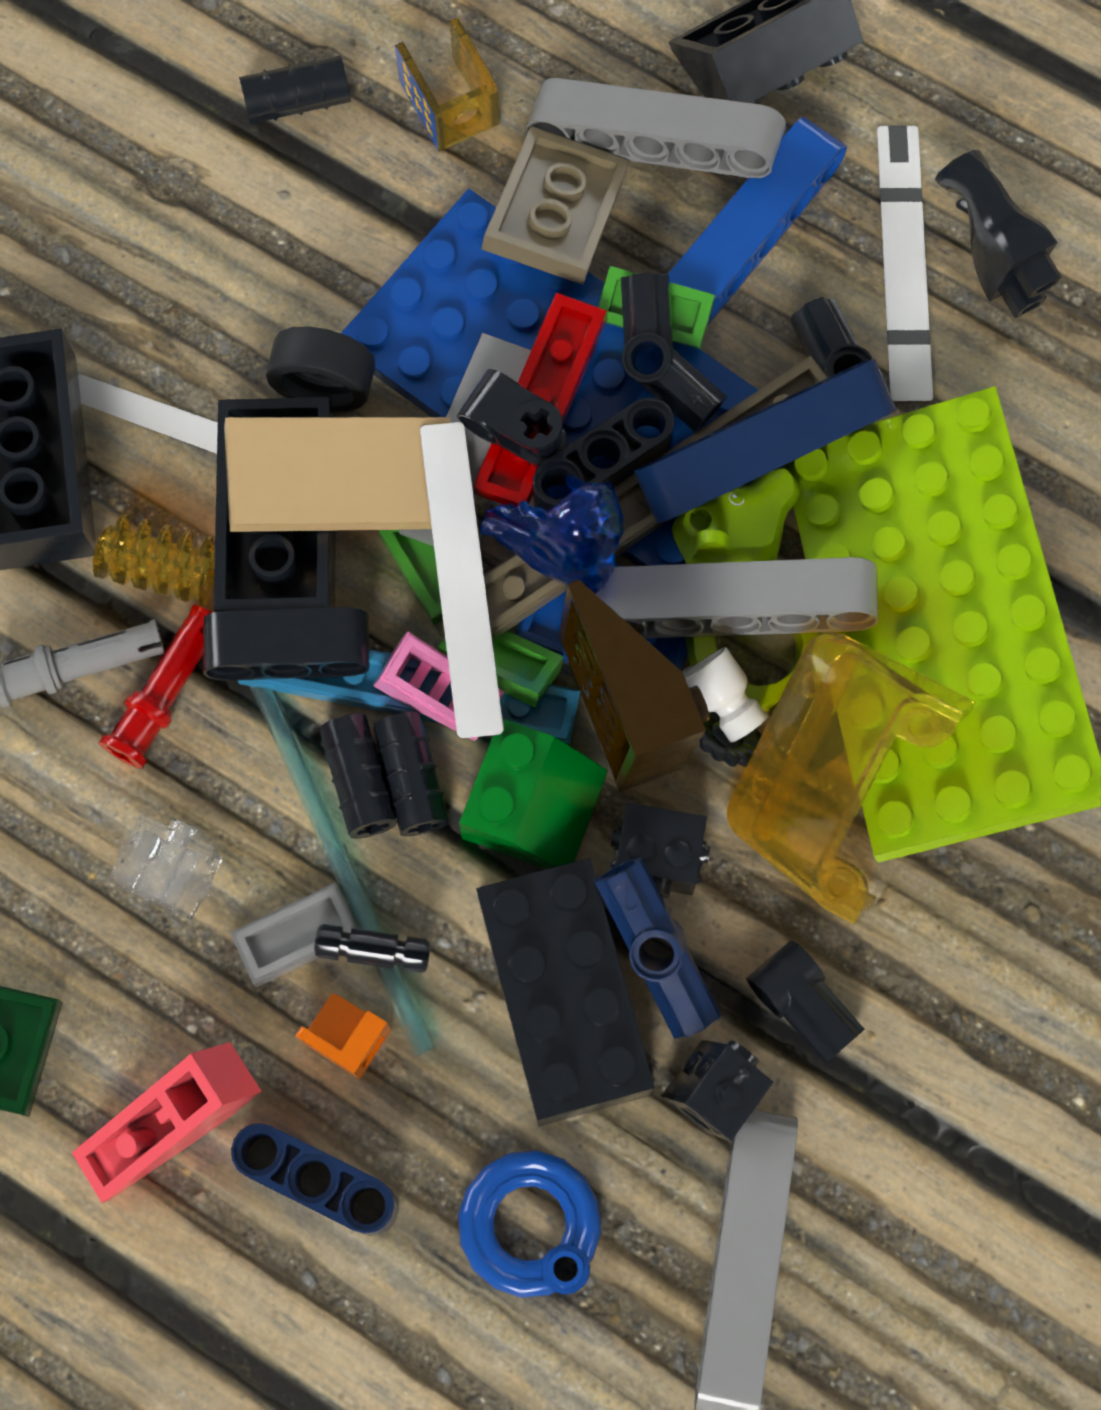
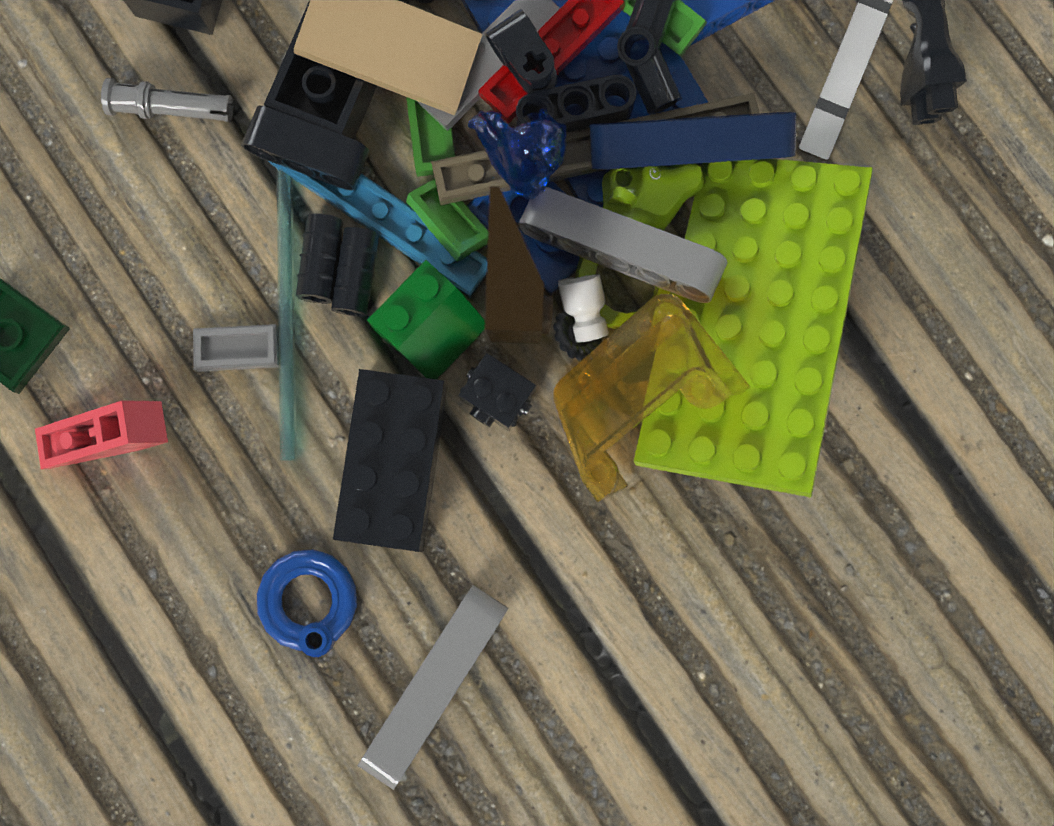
camera: 20 degrees right, 10 degrees up
(149, 708) = (201, 155): red pin -> none
(156, 561) = (243, 51): clear yellow piece -> none
(167, 865) = (168, 266): clear head -> none
(287, 1169) = (159, 508): dark blue beam -> none
(345, 1035) = (238, 428): orange panel -> none
(372, 948) = (278, 378): black axle -> none
(408, 692) = (388, 185): bright pink slope -> none
(461, 581) = (439, 151): white sticker -> none
(673, 979) = (463, 434): dark blue piece -> none
(718, 1088) = (463, 568): black head -> none
(795, 989) = (546, 526): black piece -> none
(827, 336) = (773, 83): black piece -> none

